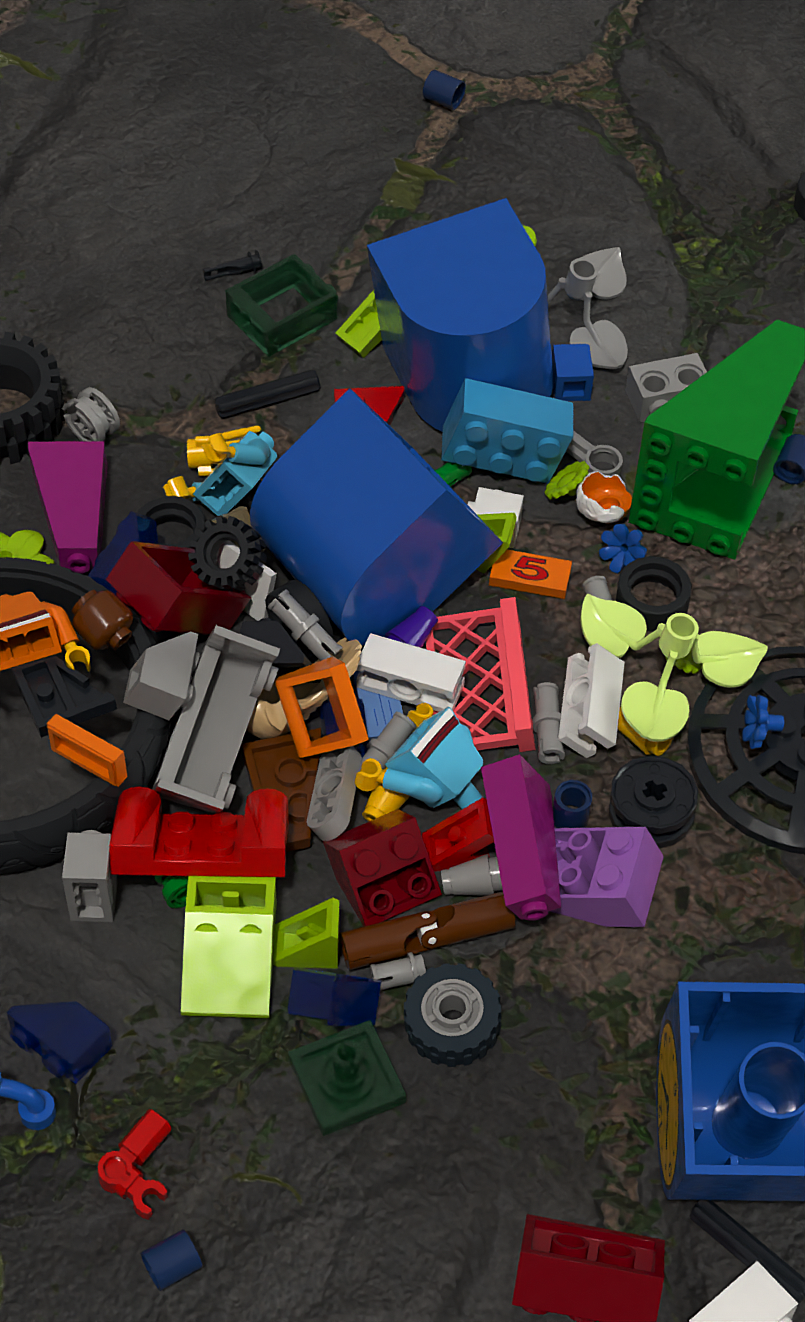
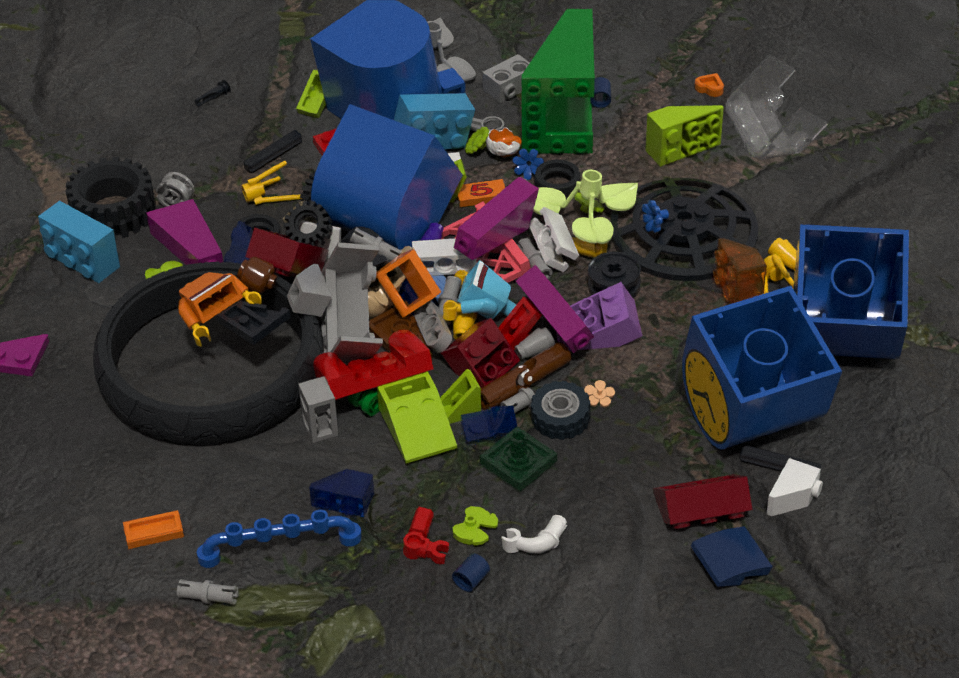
camera: 20 degrees left, 10 degrees down
(87, 750) = (287, 339): orange tile -> none
(208, 1178) = (469, 531): none -> lime piece
(235, 475) = (282, 192): medium azure torso -> none
(245, 299) = (237, 112): clear green window -> none
(306, 1249) = (546, 538): none -> white piece
(506, 649) = (498, 220): none -> magenta slope
(530, 1004) = (599, 394): none -> light nougat plant
(576, 794) = (571, 289): dark blue beam -> none

